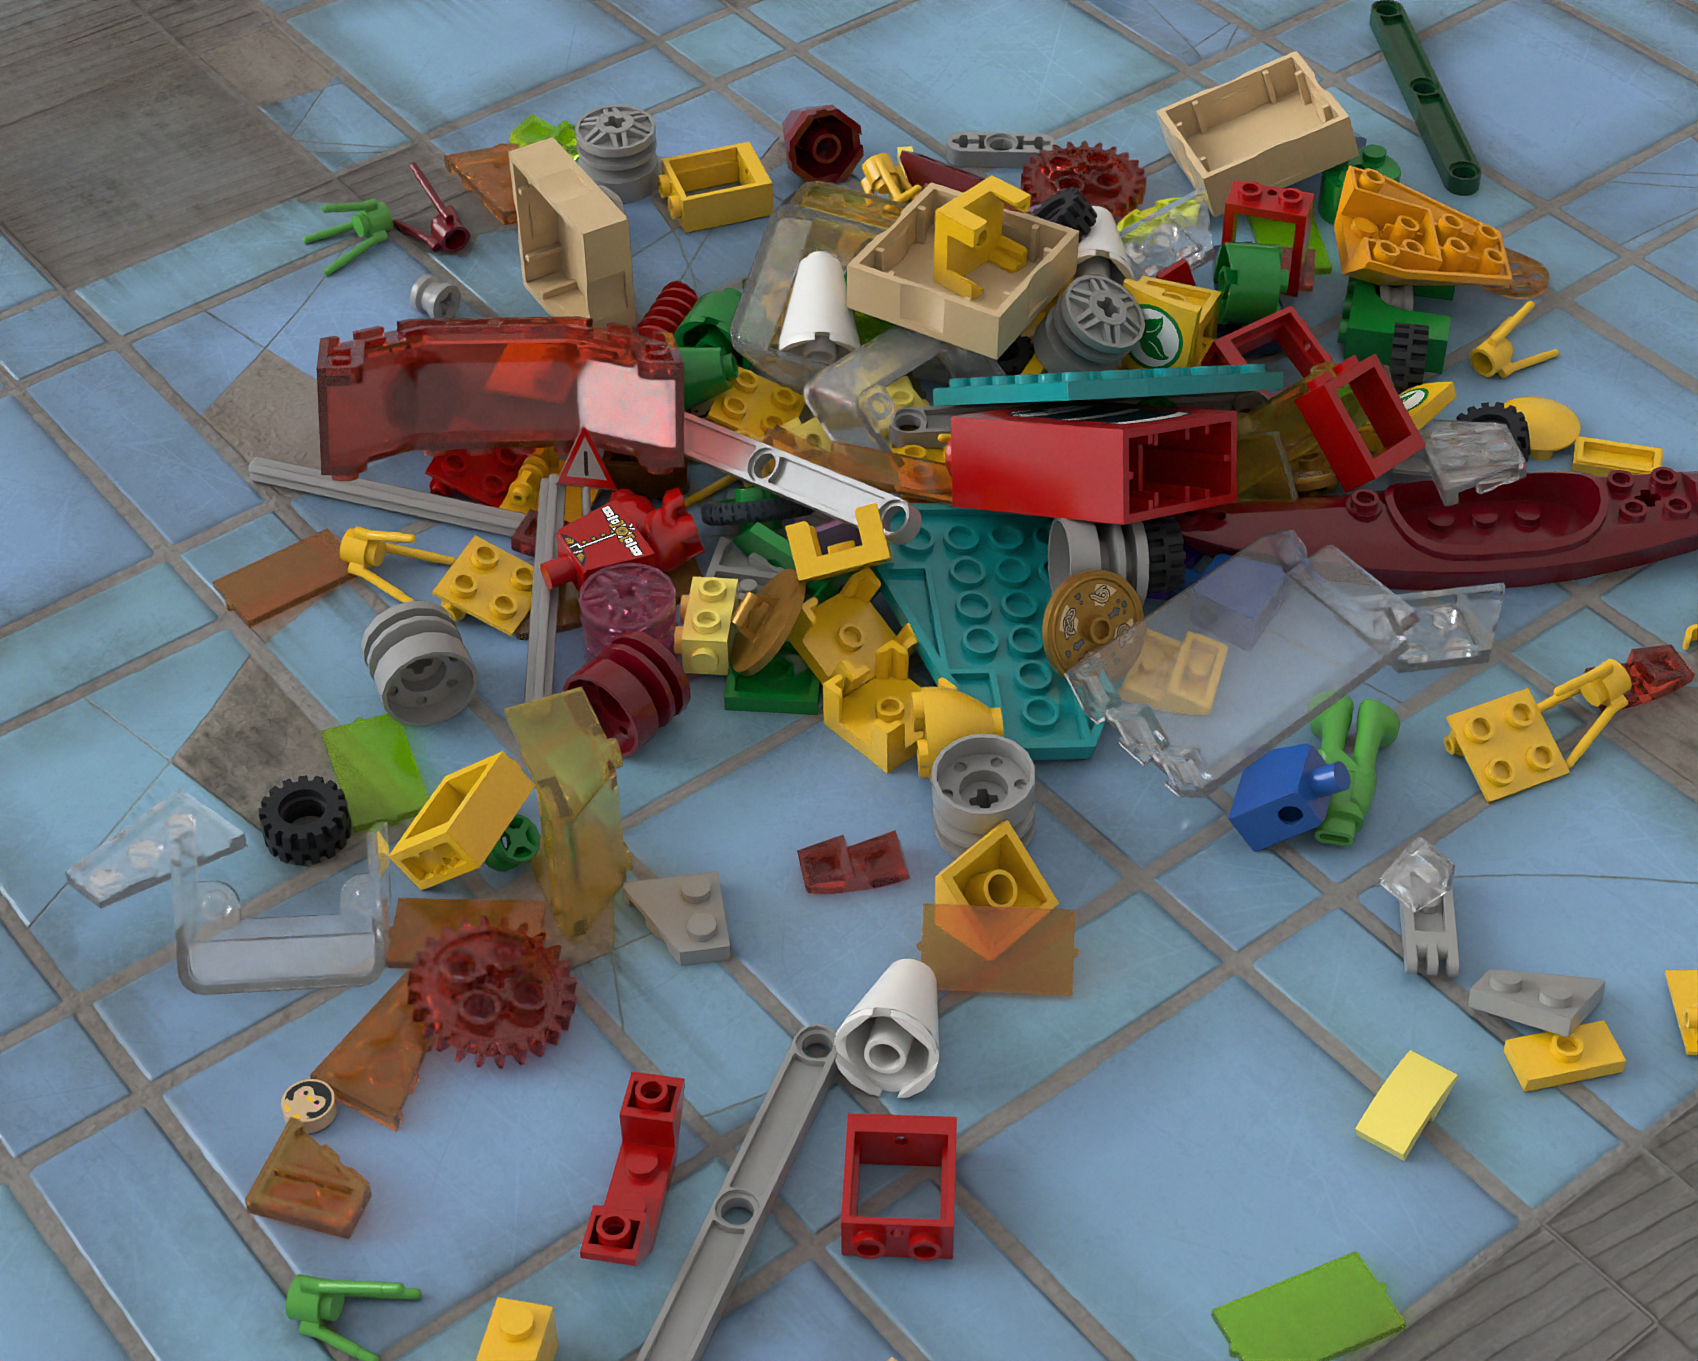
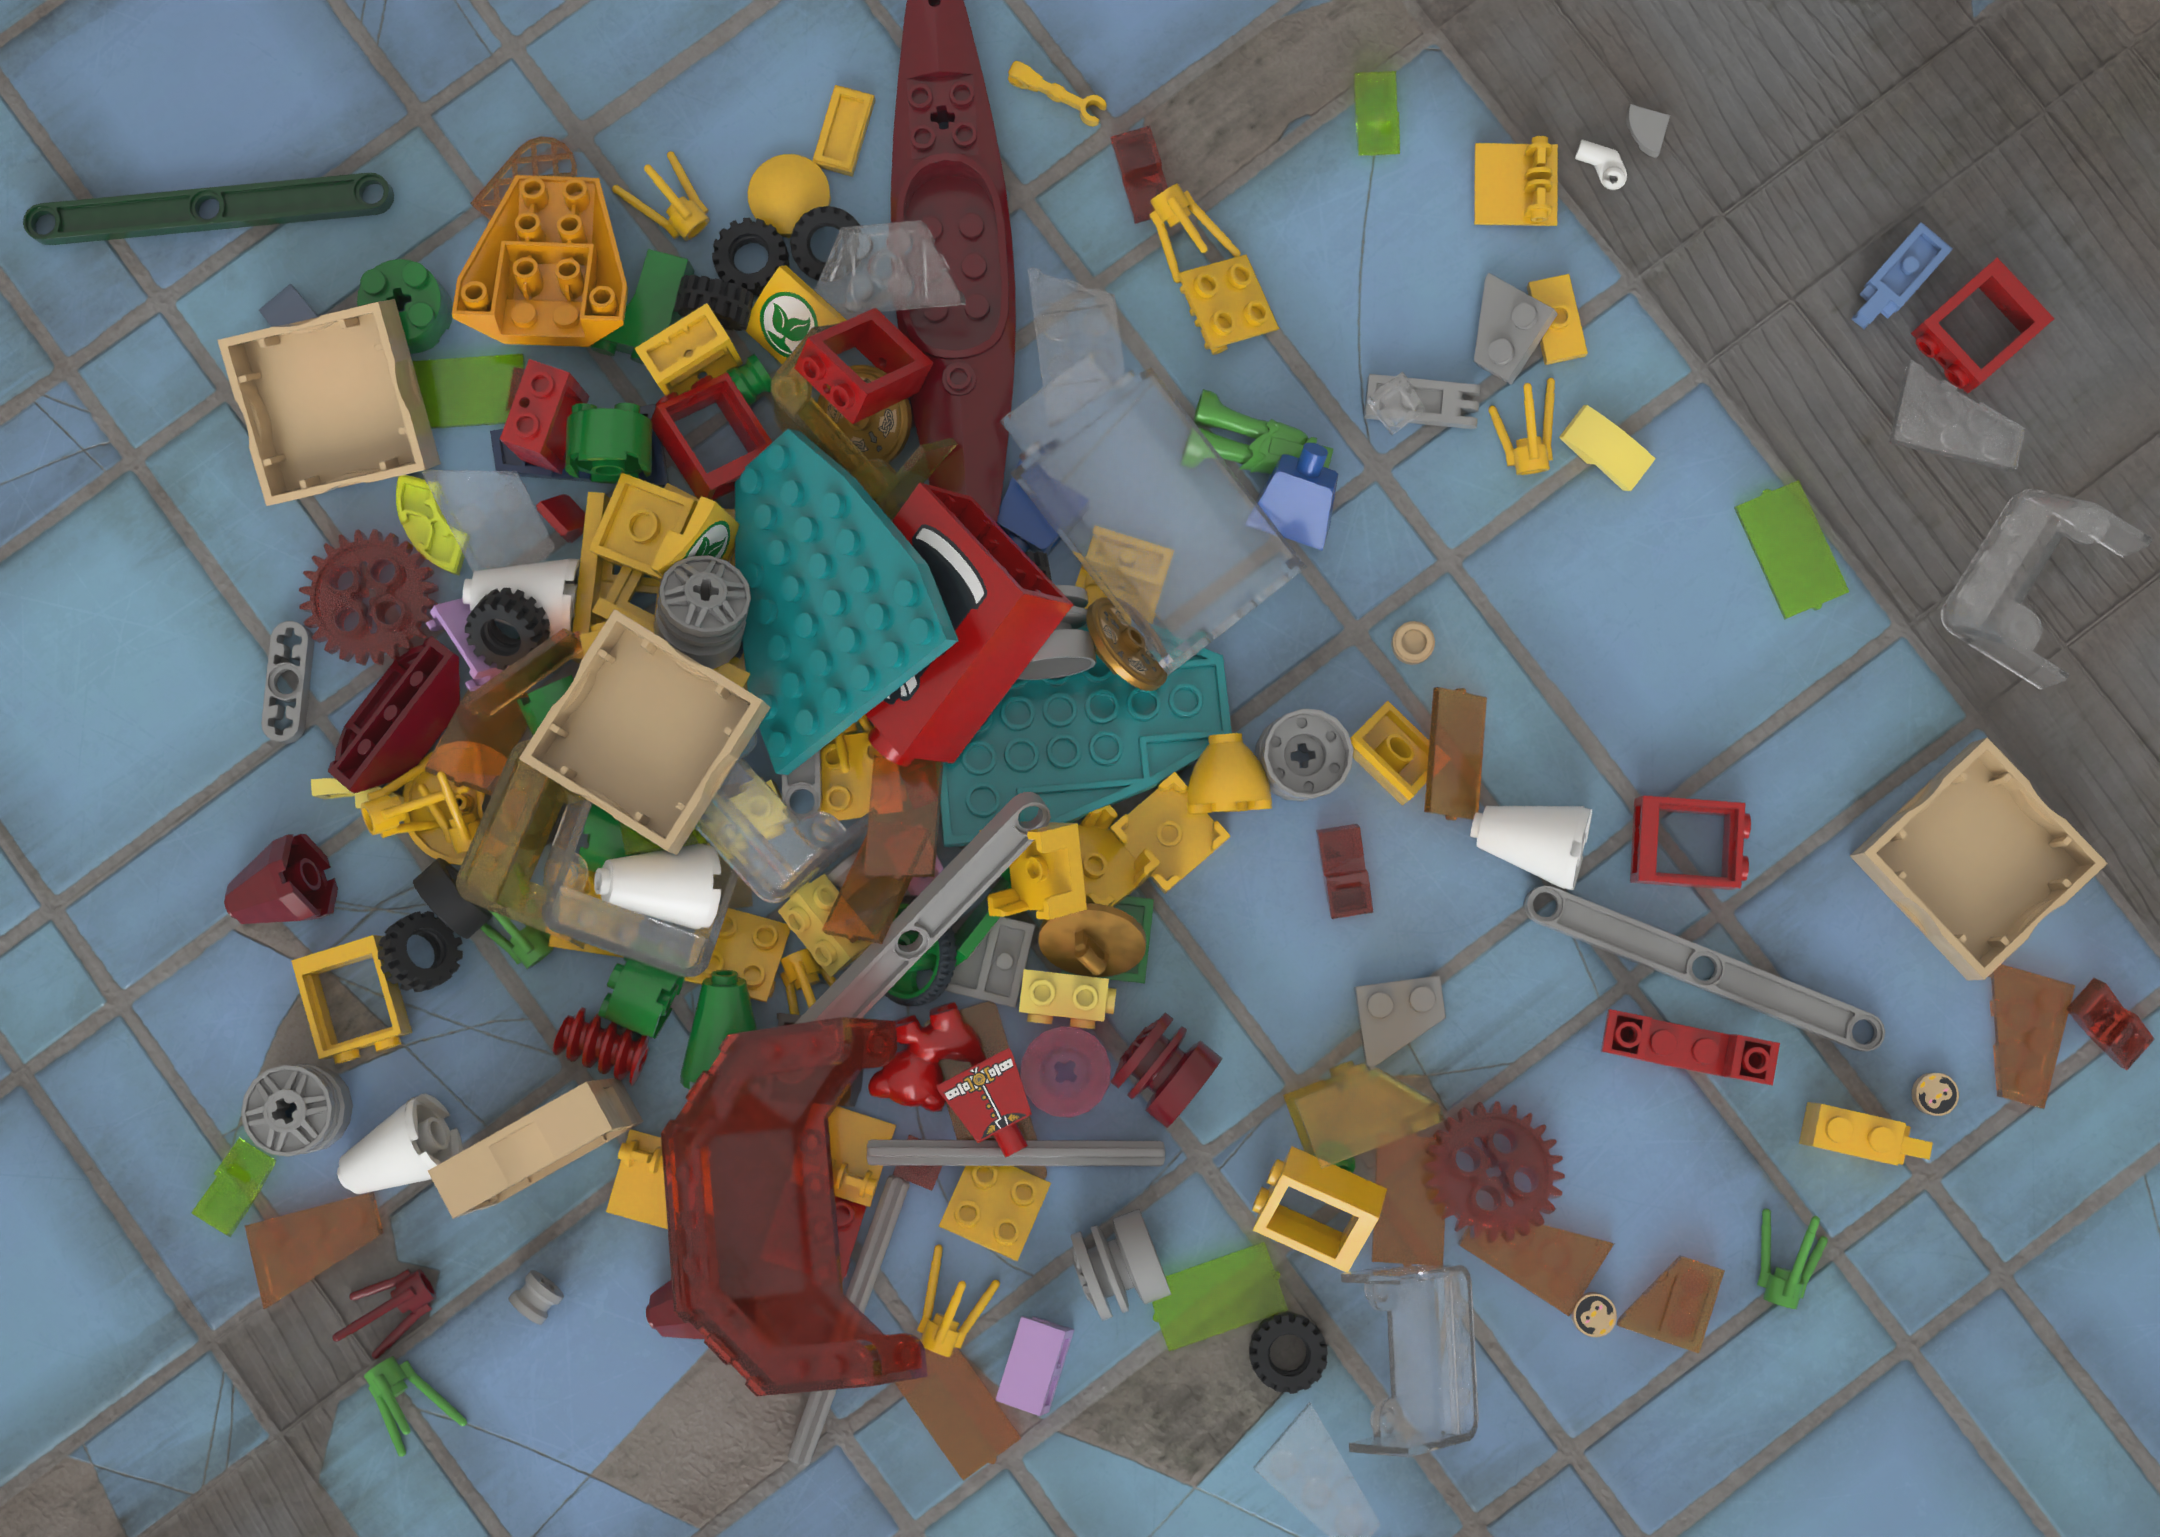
camera: 85 degrees left, 40 degrees up
(319, 622) = (1034, 1365): none -> lavender hinge
(585, 470) = (862, 1120): piece -> none
(738, 195) = (398, 961): none -> black tyre
(971, 234) = (598, 695): yellow panel -> none
(1131, 924) = (1413, 643): none -> tan tile
(1346, 297) = (687, 349): none -> yellow window
(1385, 1021) = (1531, 453): none -> yellow plant
(1471, 386) = (743, 234): none -> black tyre

